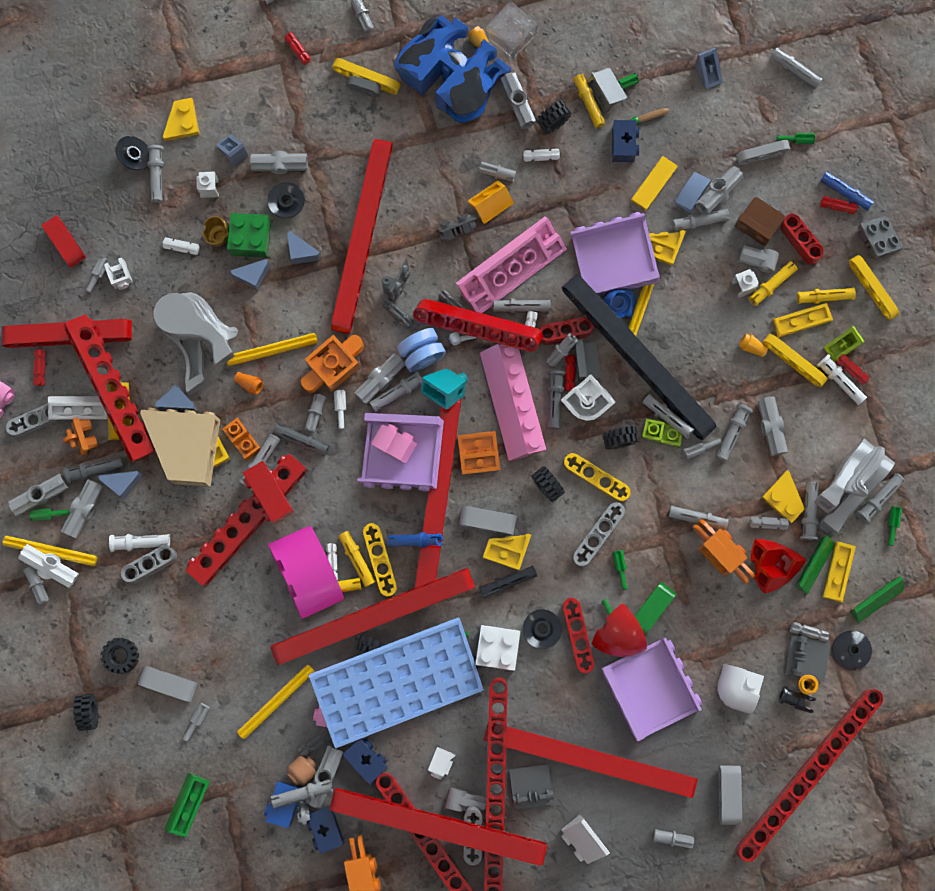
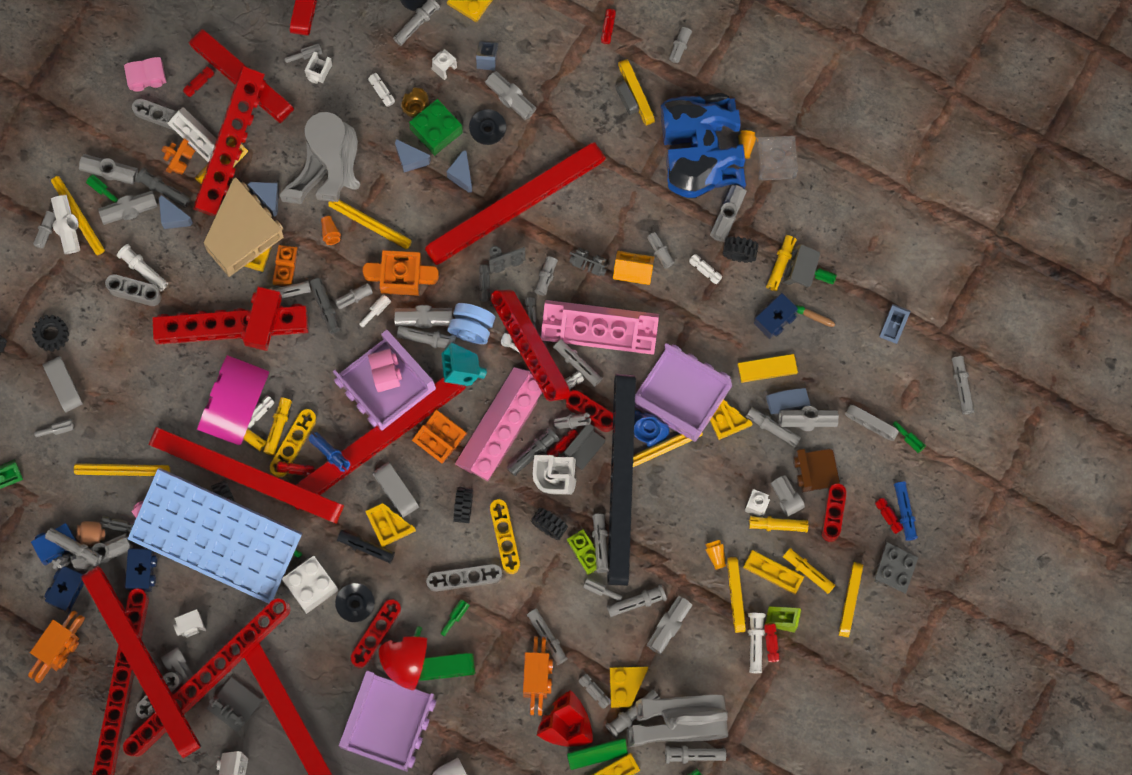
camera: 40 degrees right, 5 degrees down
(401, 576) = (292, 468): none -> red axle
(436, 266) = (546, 276): none -> light grey pin

